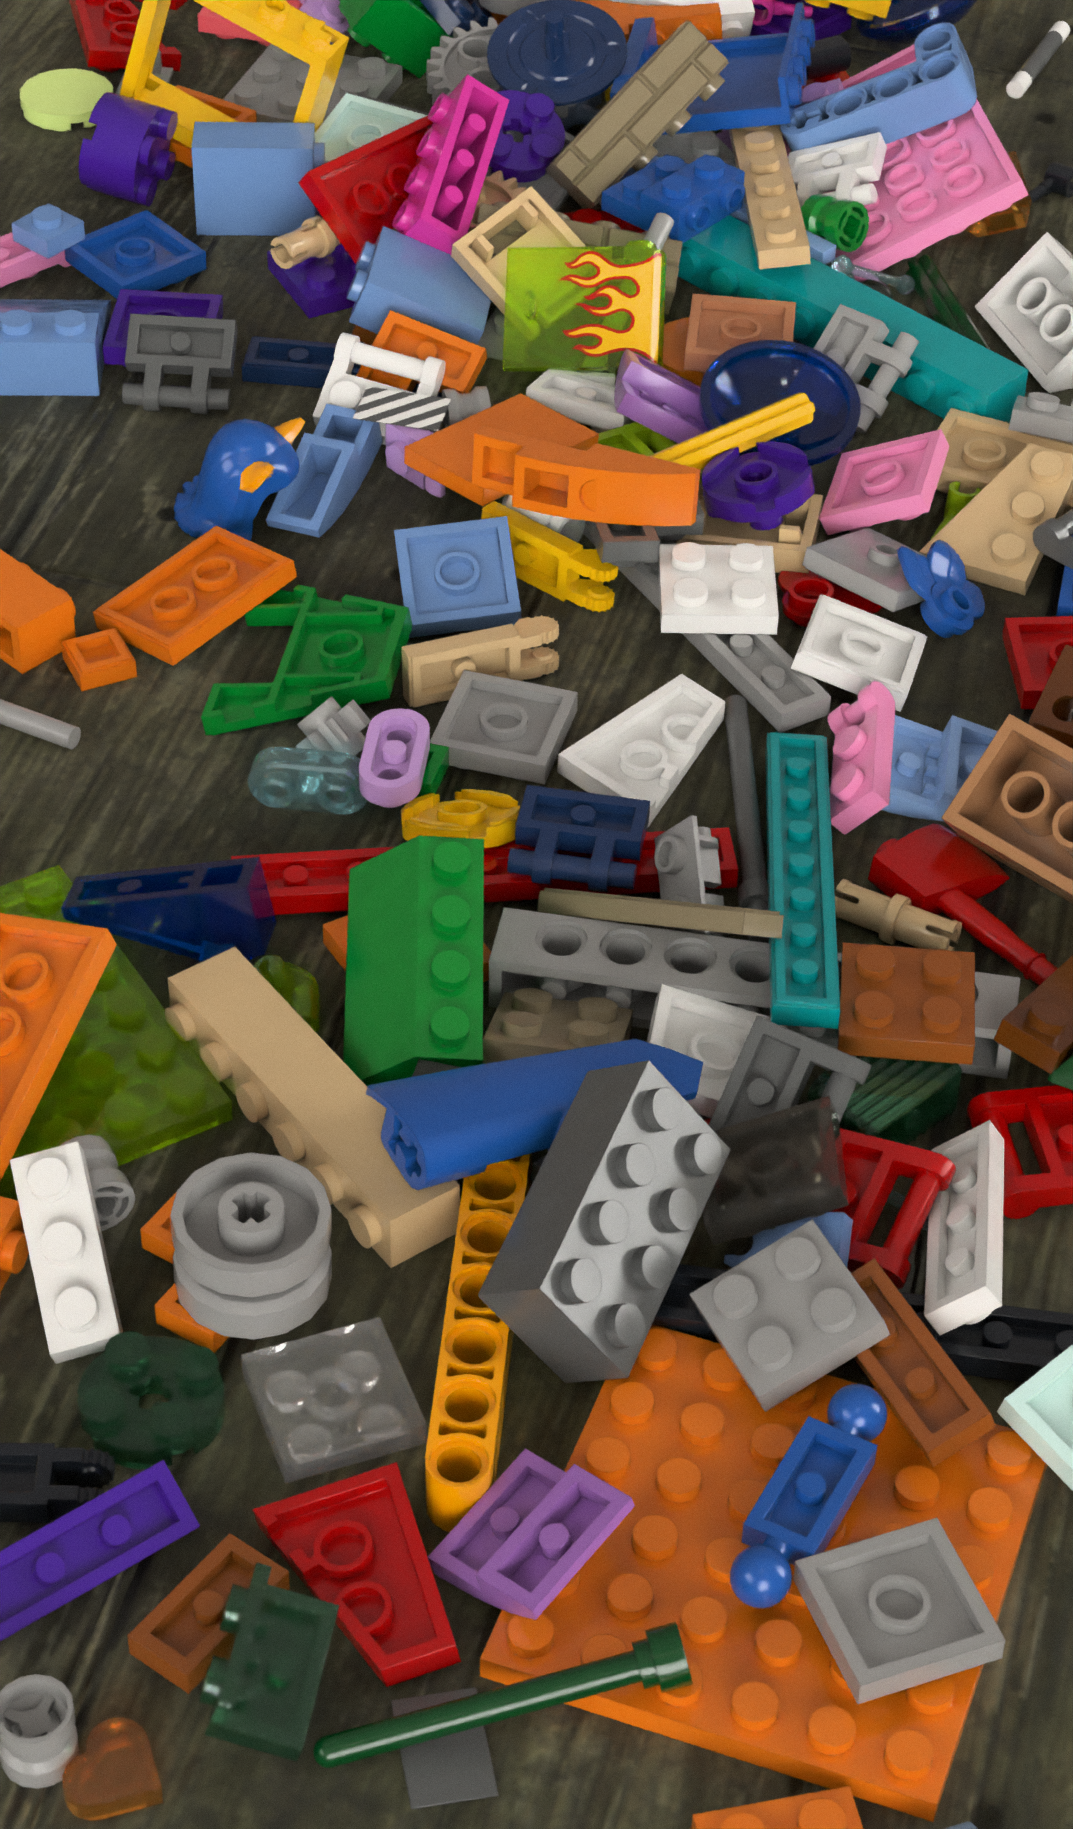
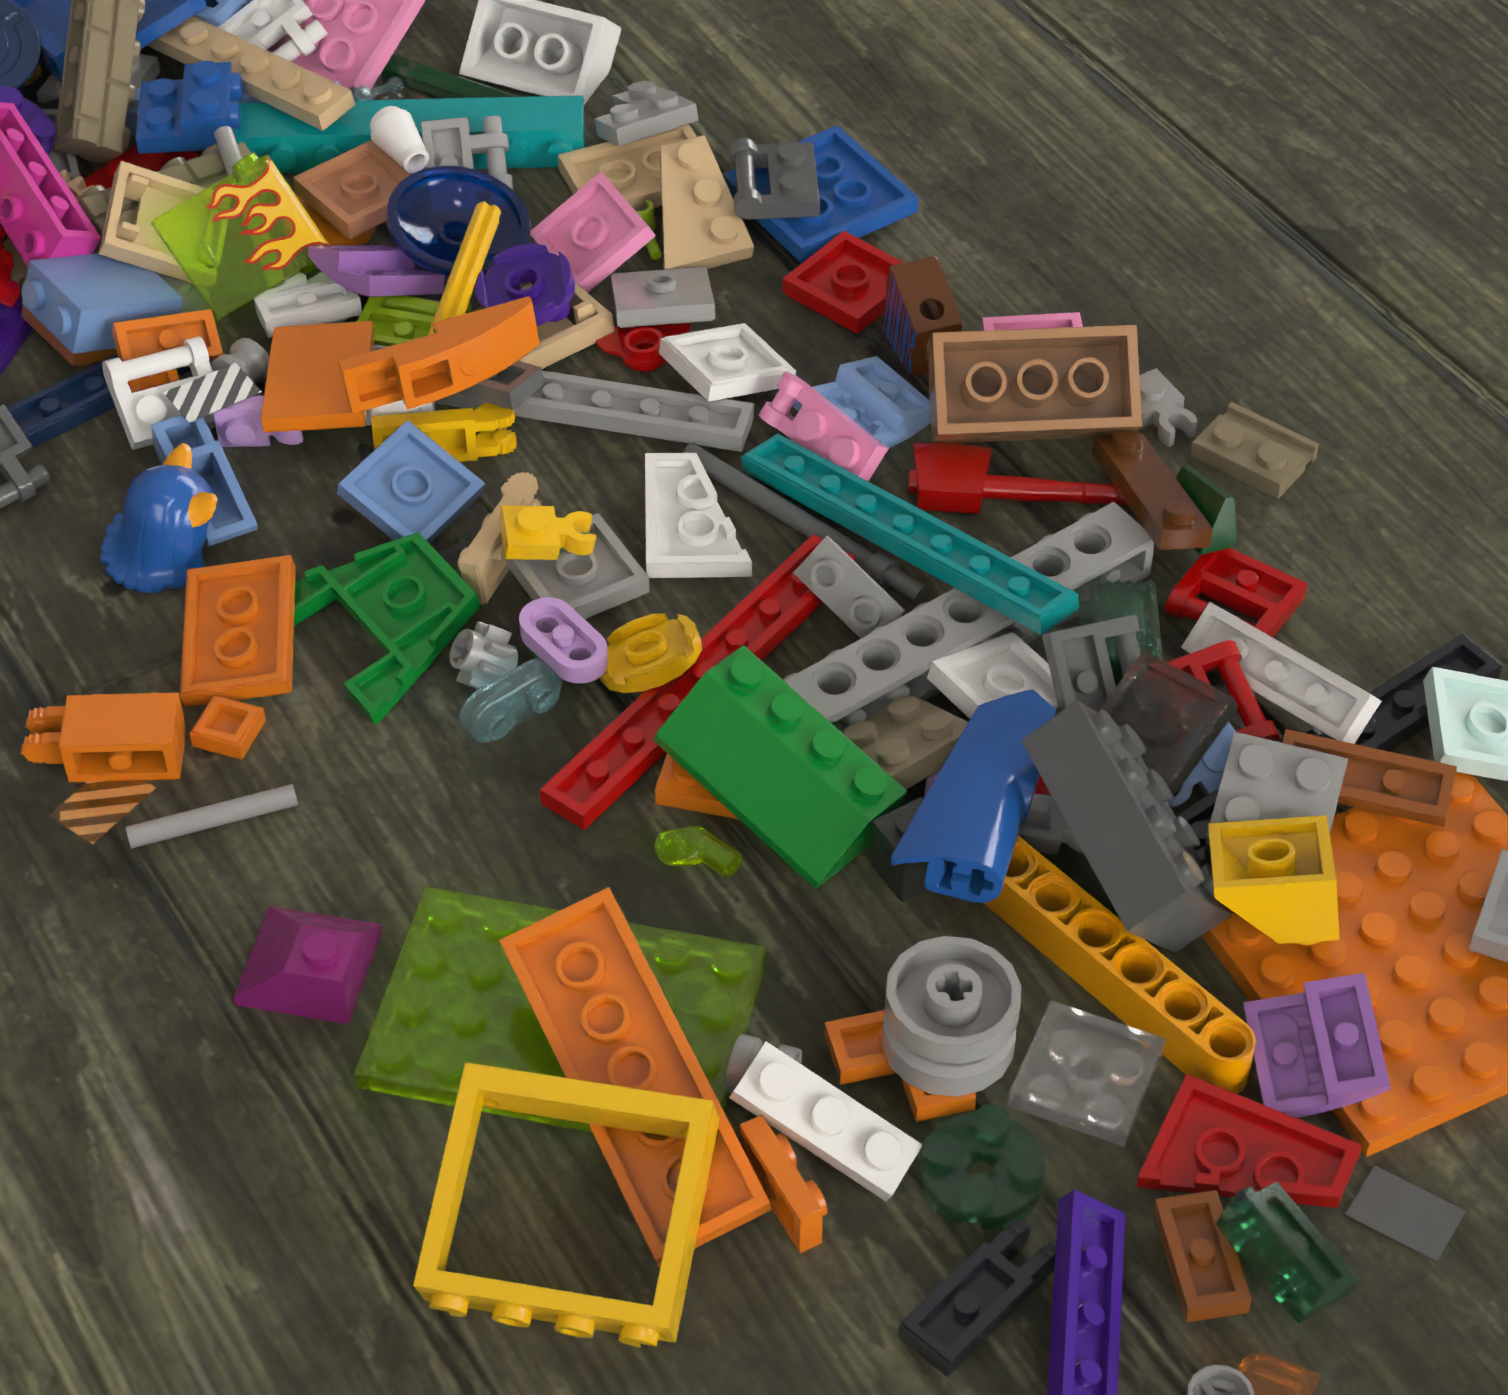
camera: 45 degrees left, 5 degrees up
(181, 907) = (565, 848): clear blue slope -> none
(306, 1103) = (801, 903): tan brick -> none
(494, 665) = (539, 535): none -> yellow plate
(581, 824) = (745, 593): dark blue plate -> none
(653, 1661) = (1475, 1054): dark green piece -> none
(662, 912) = (875, 616): dark tan tile -> none
(681, 1366) = (1278, 876): none -> yellow slope
(717, 589) = (597, 379): white plate -> none
(808, 1494) = (1421, 895): blue plate -> none
(811, 307) = (398, 137): none -> white cone
(837, 221) = (323, 60): green wheel -> none
(895, 918) = (987, 518): tan pin -> none
(907, 1003) = (1090, 559): dark orange plate -> none
(940, 579) = (731, 291): blue plate -> none

